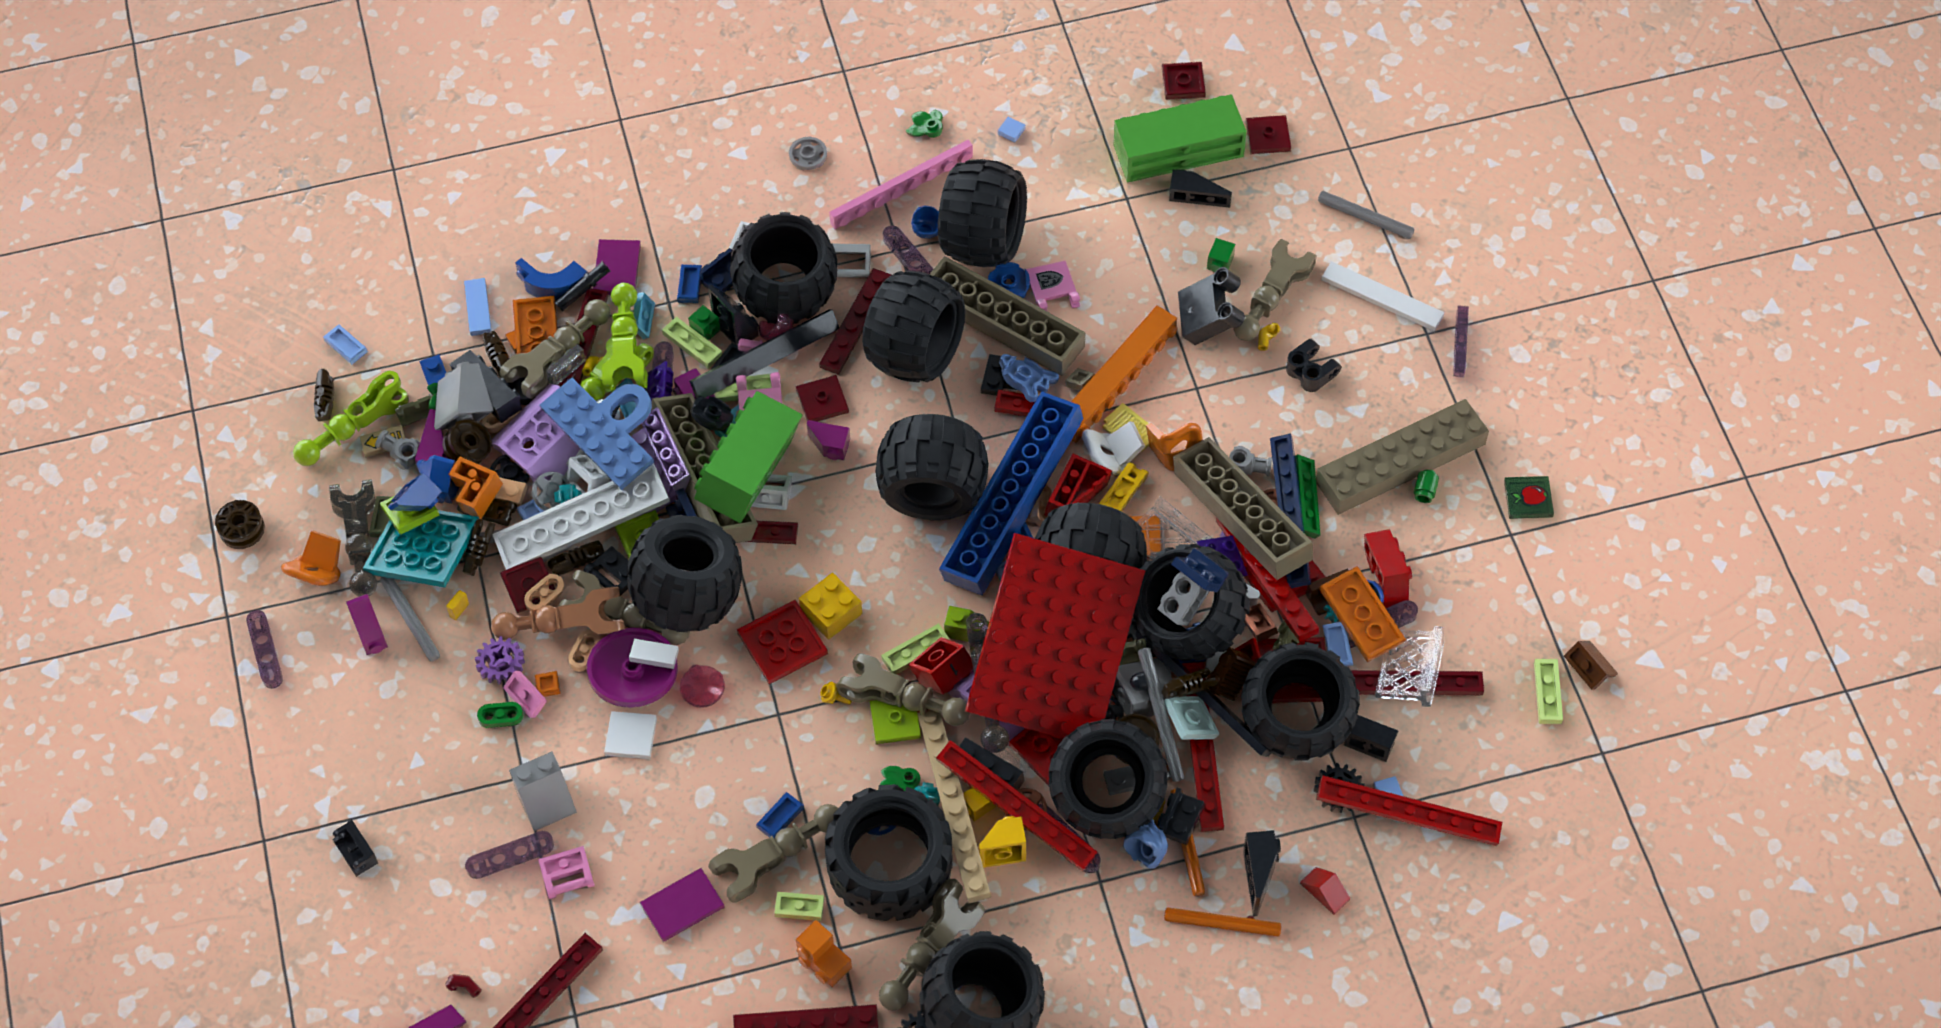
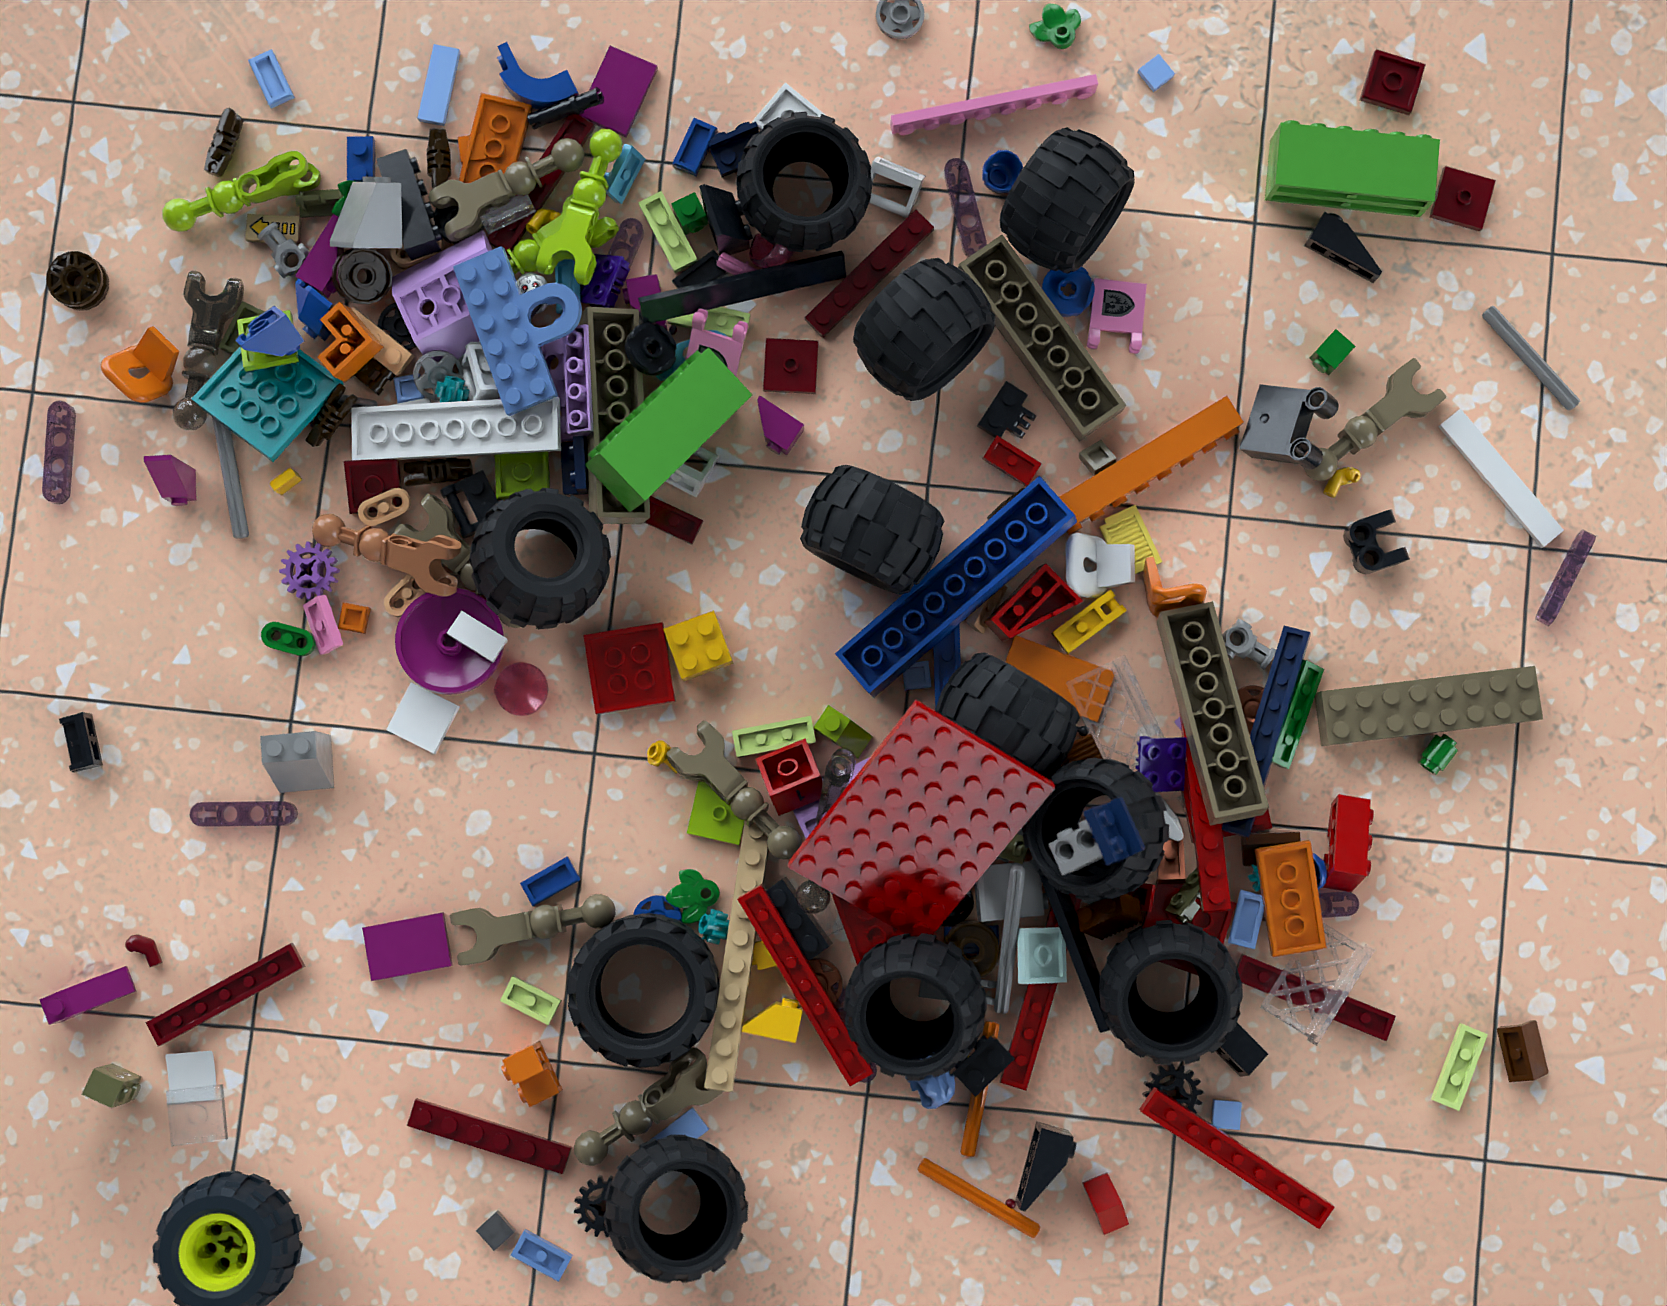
camera: 20 degrees right, 25 degrees up
(565, 865) = (296, 851): bright pink plate -> none
(1026, 376) = (1036, 431): medium blue tile -> none
(1138, 681) = (998, 898): black hinge -> none
(1189, 684) = (1053, 922): dark brown hinge -> none
(1528, 497) = (1550, 812): clear green tile -> none

